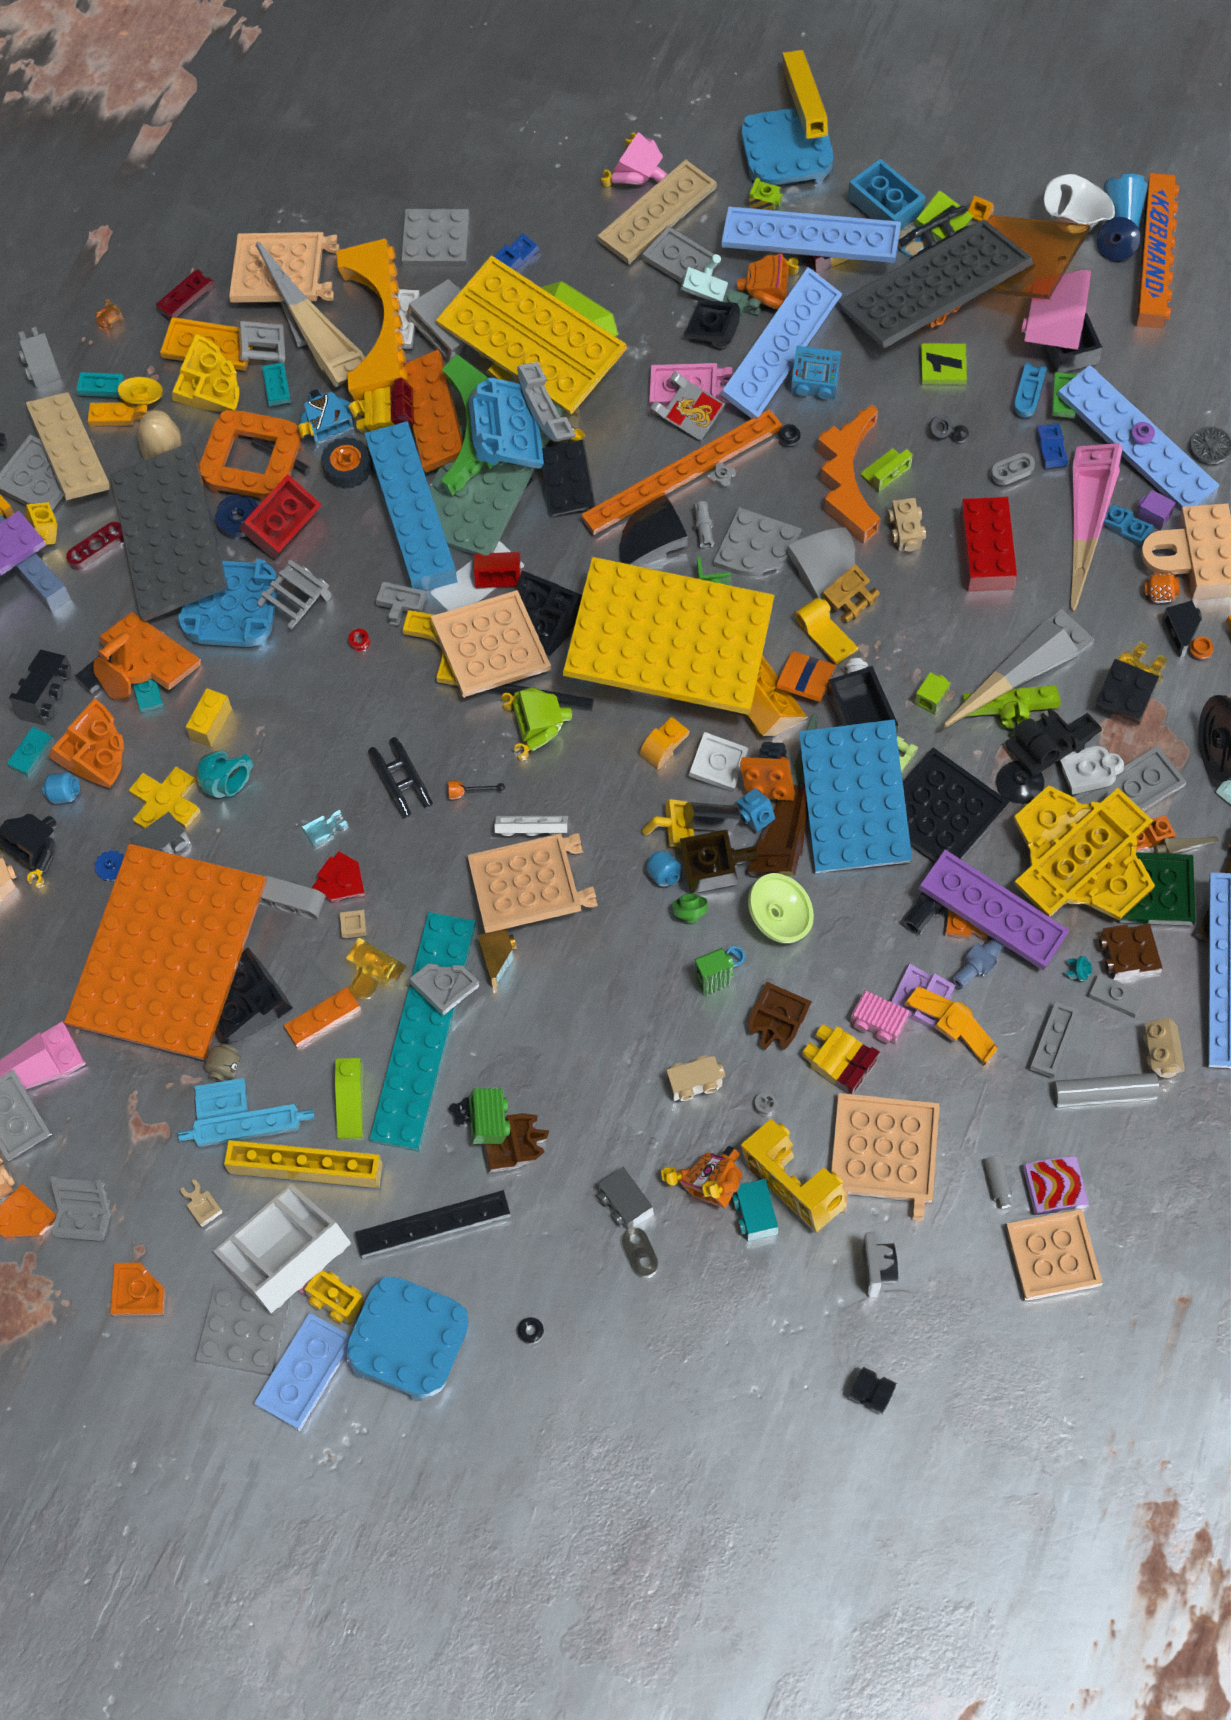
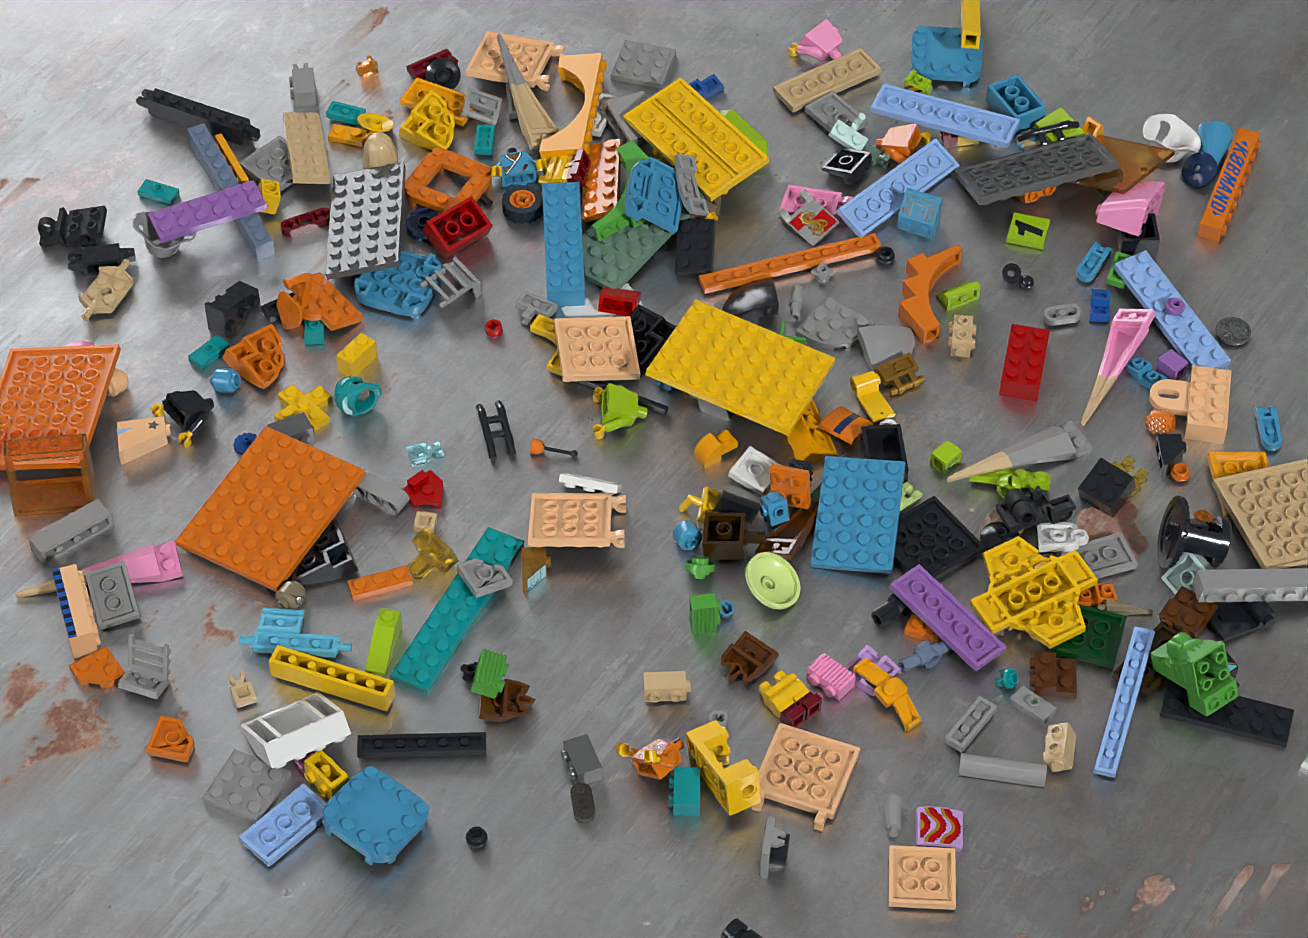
camera: 10 degrees right, 15 degrees down
(196, 297) = (440, 67): none -> black dish

